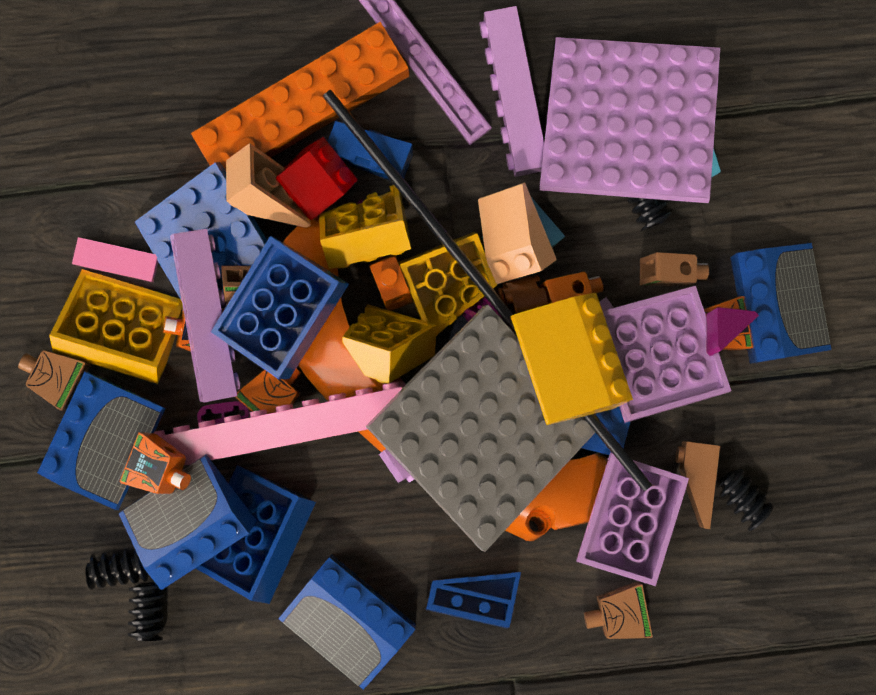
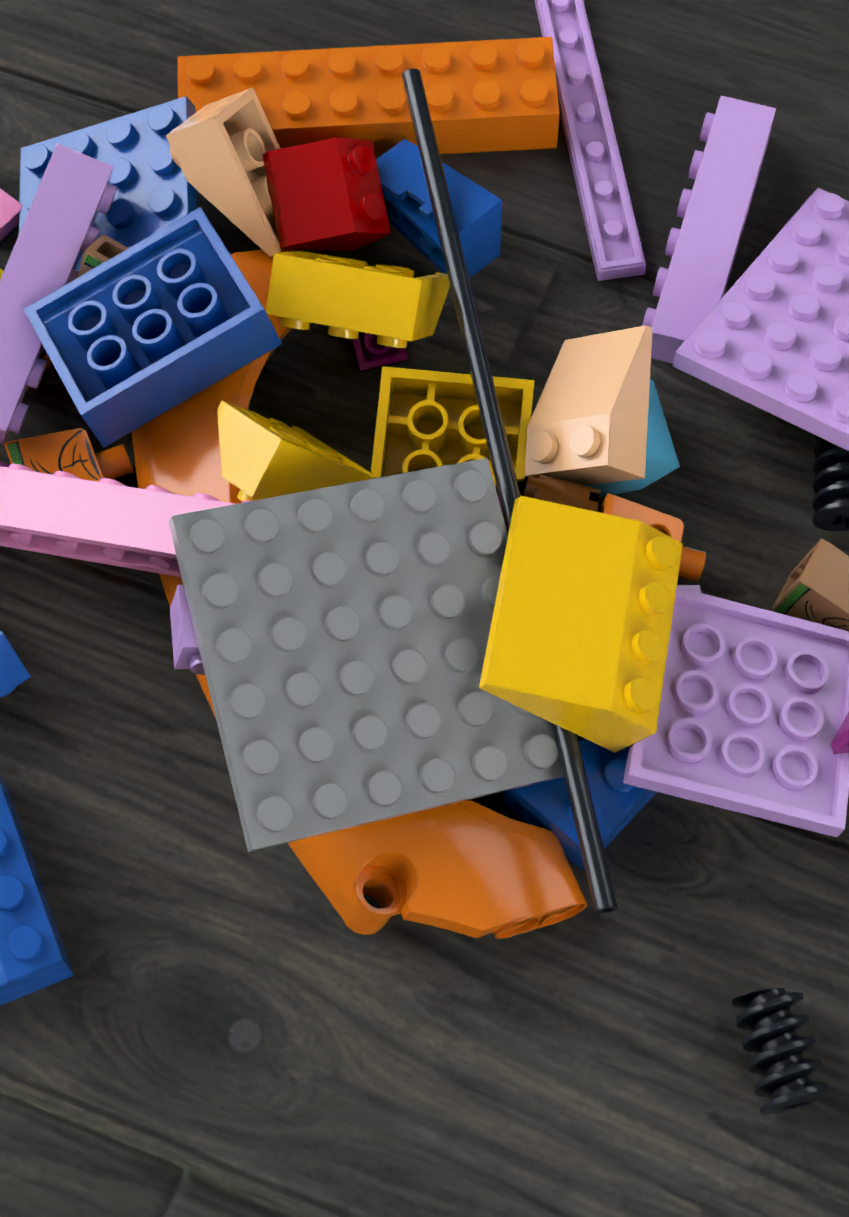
camera: 30 degrees right, 20 degrees down
(391, 282) = (353, 392): orange torso -> none
(478, 599) = (200, 972): blue wedge -> none
(621, 613) = (445, 1142): medium nougat torso -> none
(630, 526) = (547, 974): lavender slope -> none
(700, 465) = (718, 959): medium nougat slope -> none

